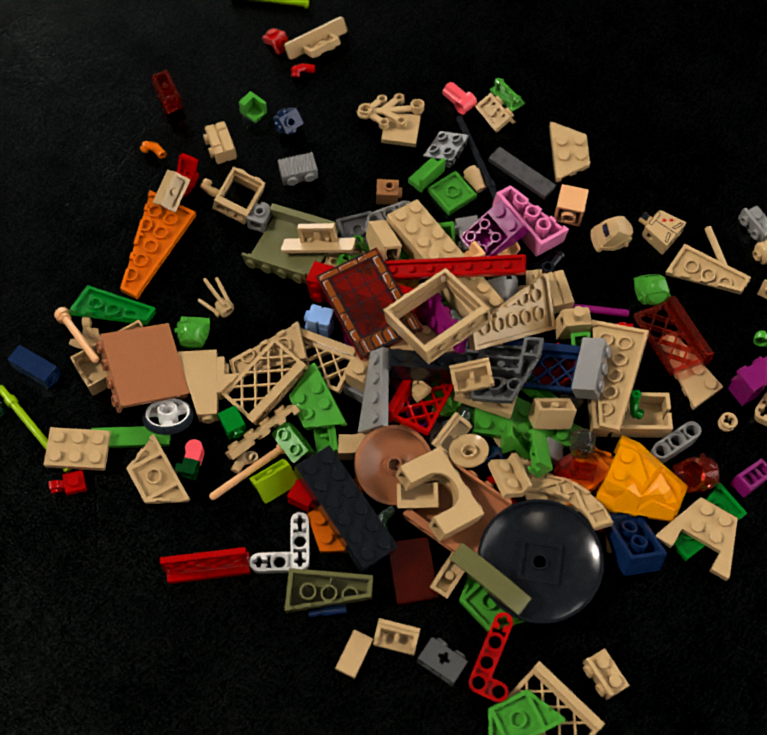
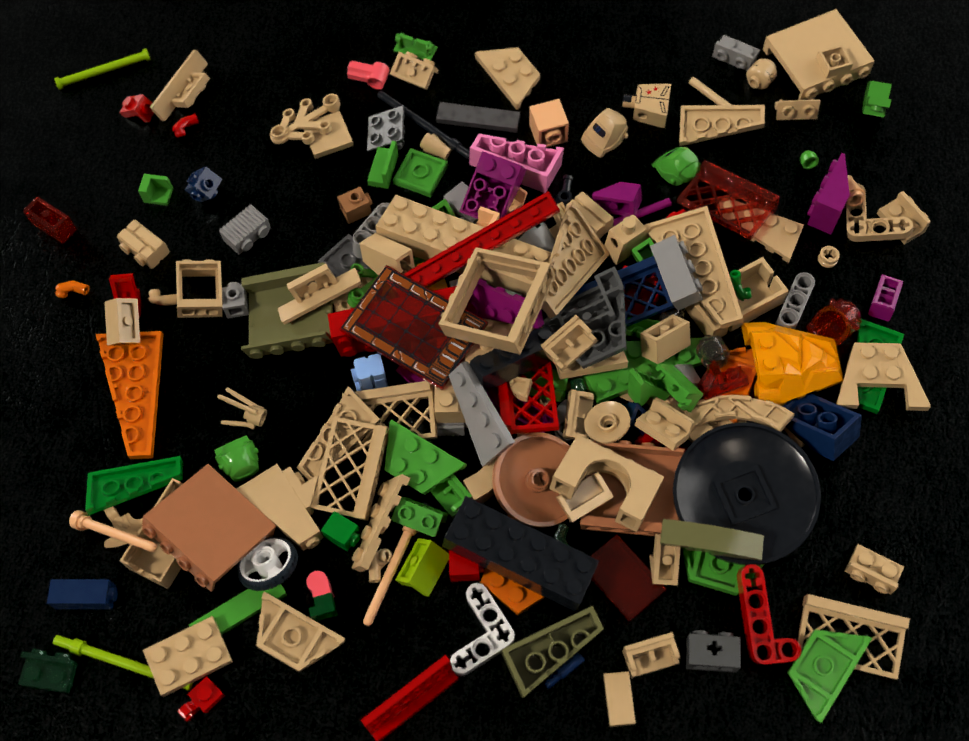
camera: 25 degrees left, 0 degrees up
(589, 290) = (619, 198): none -> magenta slope

